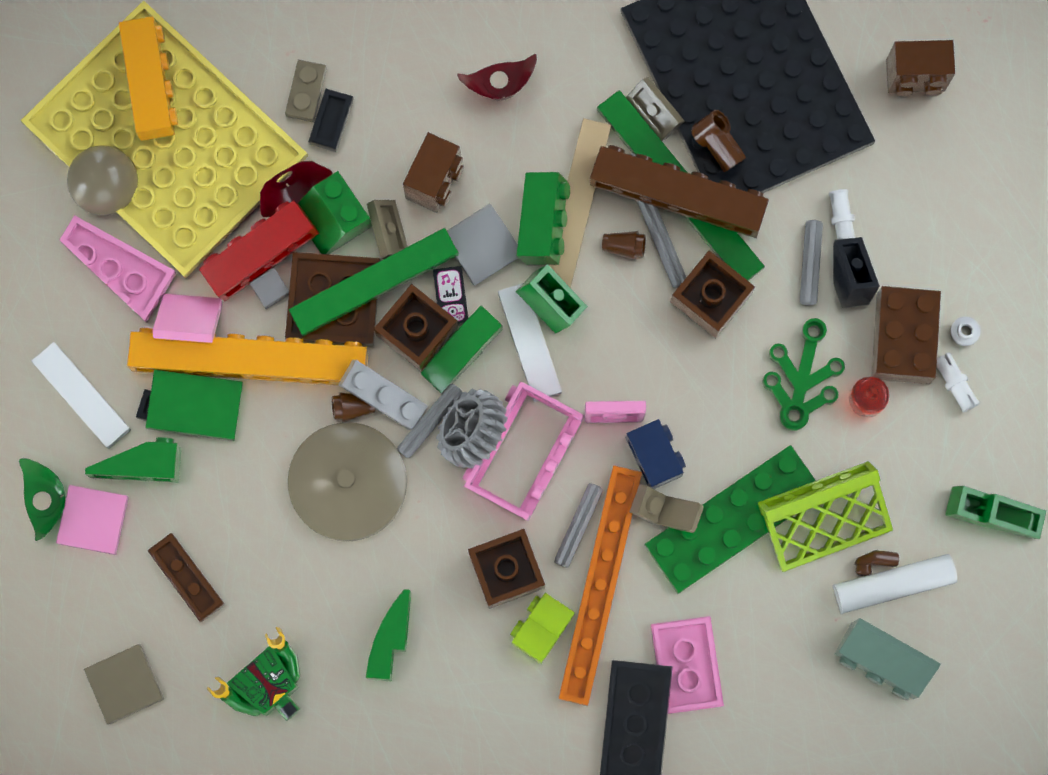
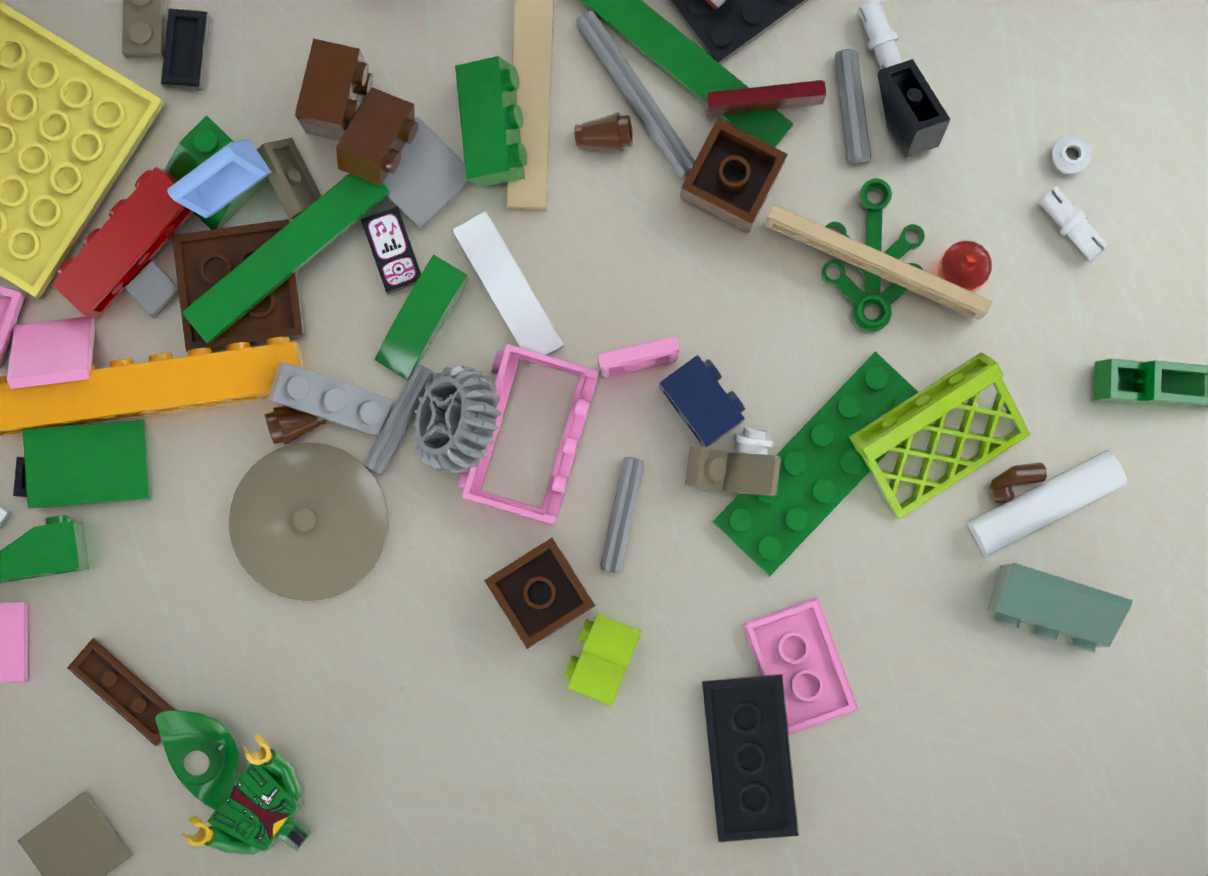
camera: 10 degrees left, 5 degrees up
(227, 616) = (189, 732): none -> green piece
(303, 178) = (163, 135): dark red piece -> none
(339, 218) = (220, 179): none -> light blue tile
(390, 637) = (408, 714): green slope -> none
(416, 327) = (354, 301): reddish brown brick -> none
(458, 211) = (376, 136): none -> reddish brown brick
(551, 298) = (524, 226): green brick -> none
(600, 586) = (666, 588): orange plate -> none
(679, 191) = (661, 47): reddish brown brick -> none
(686, 491) = (753, 441): none -> white plate
(747, 243) = (765, 98): none -> dark red tile
(805, 379) = (877, 263): none -> tan tile
(906, 334) = (996, 175): reddish brown brick -> none

